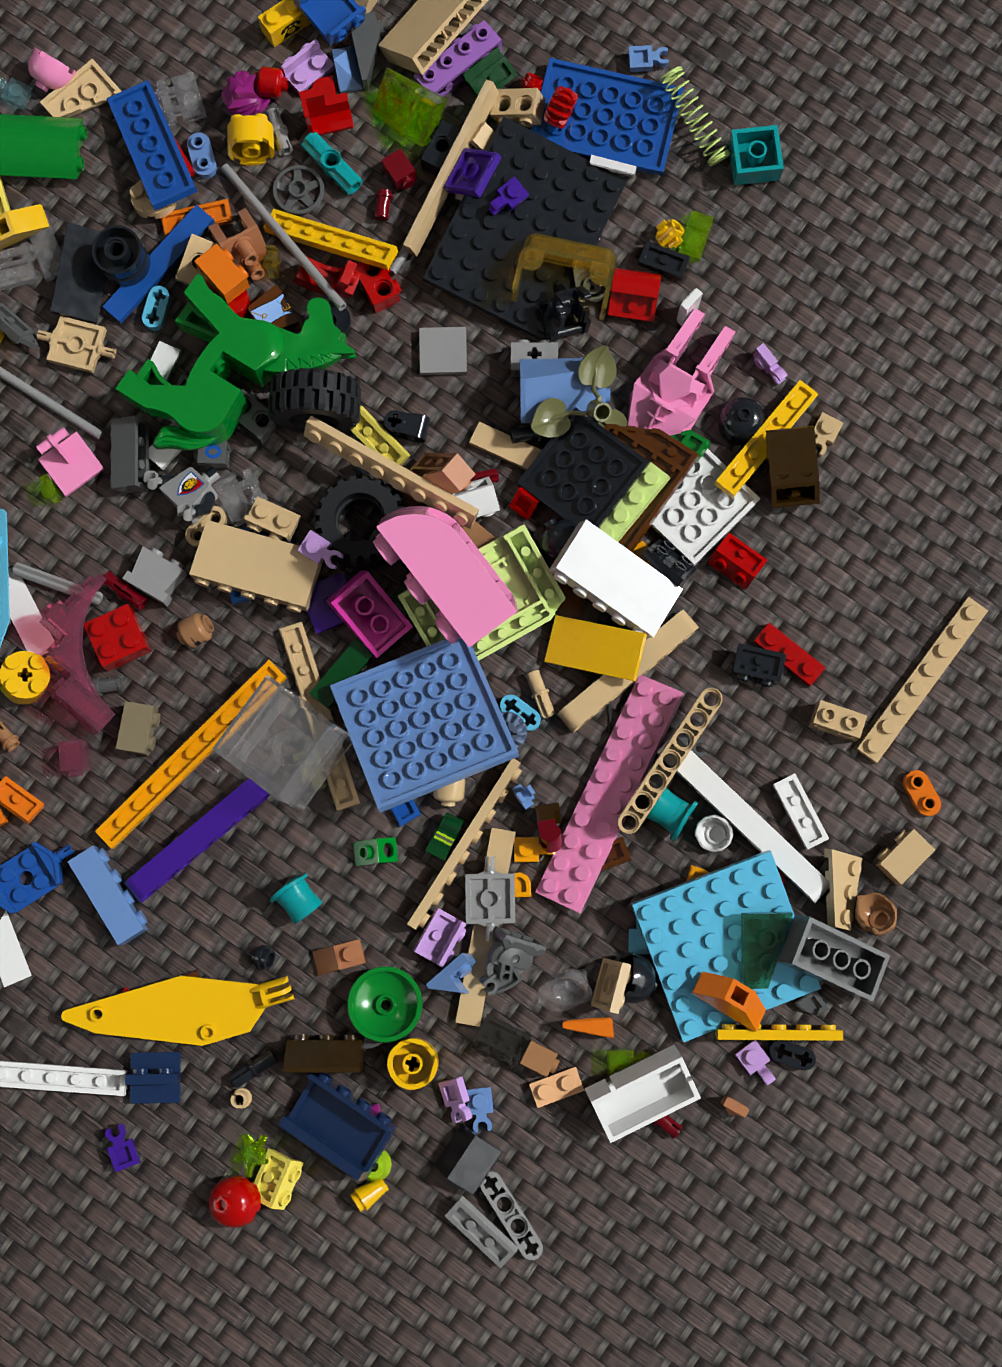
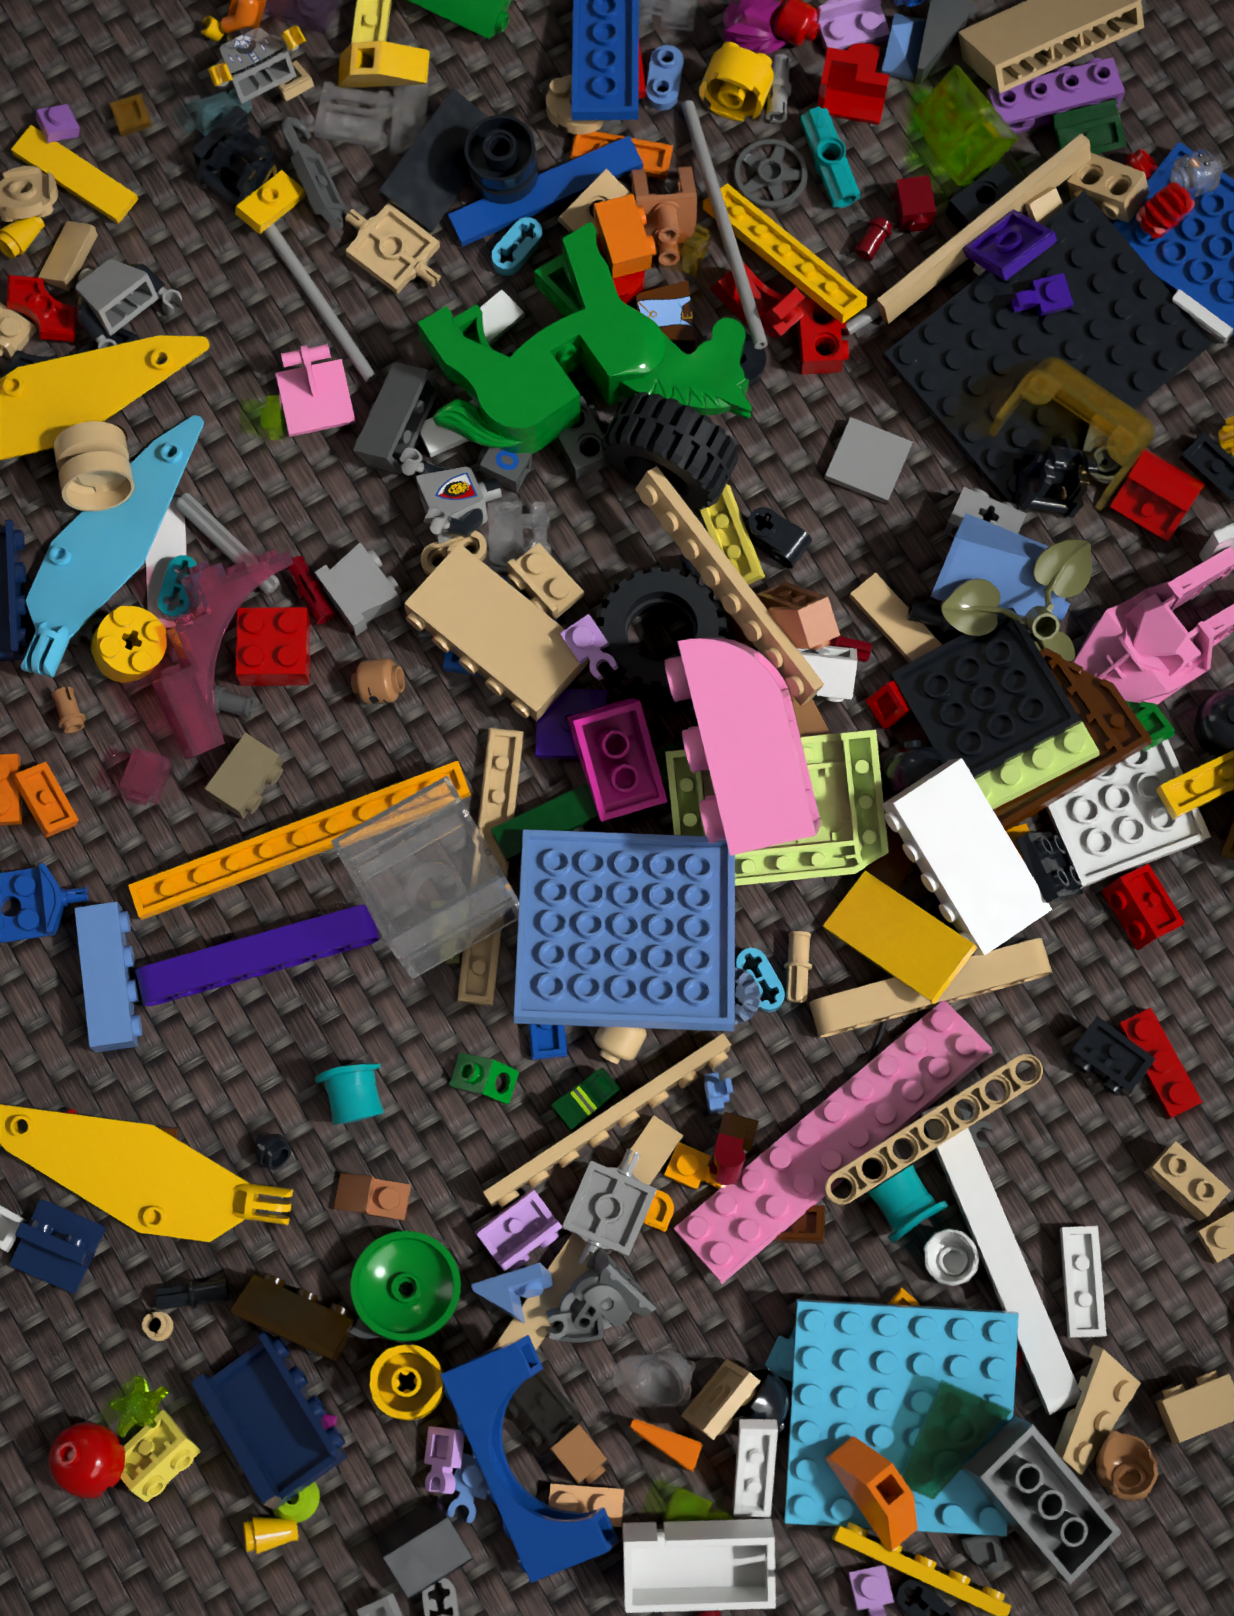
camera: 20 degrees right, 5 degrees down
(33, 627) = (171, 586): none -> teal beam
(538, 1118) = (542, 1535): none -> blue arch
(570, 73) = (1197, 172): none -> clear head
(650, 1018) = (755, 1467): none -> white plate

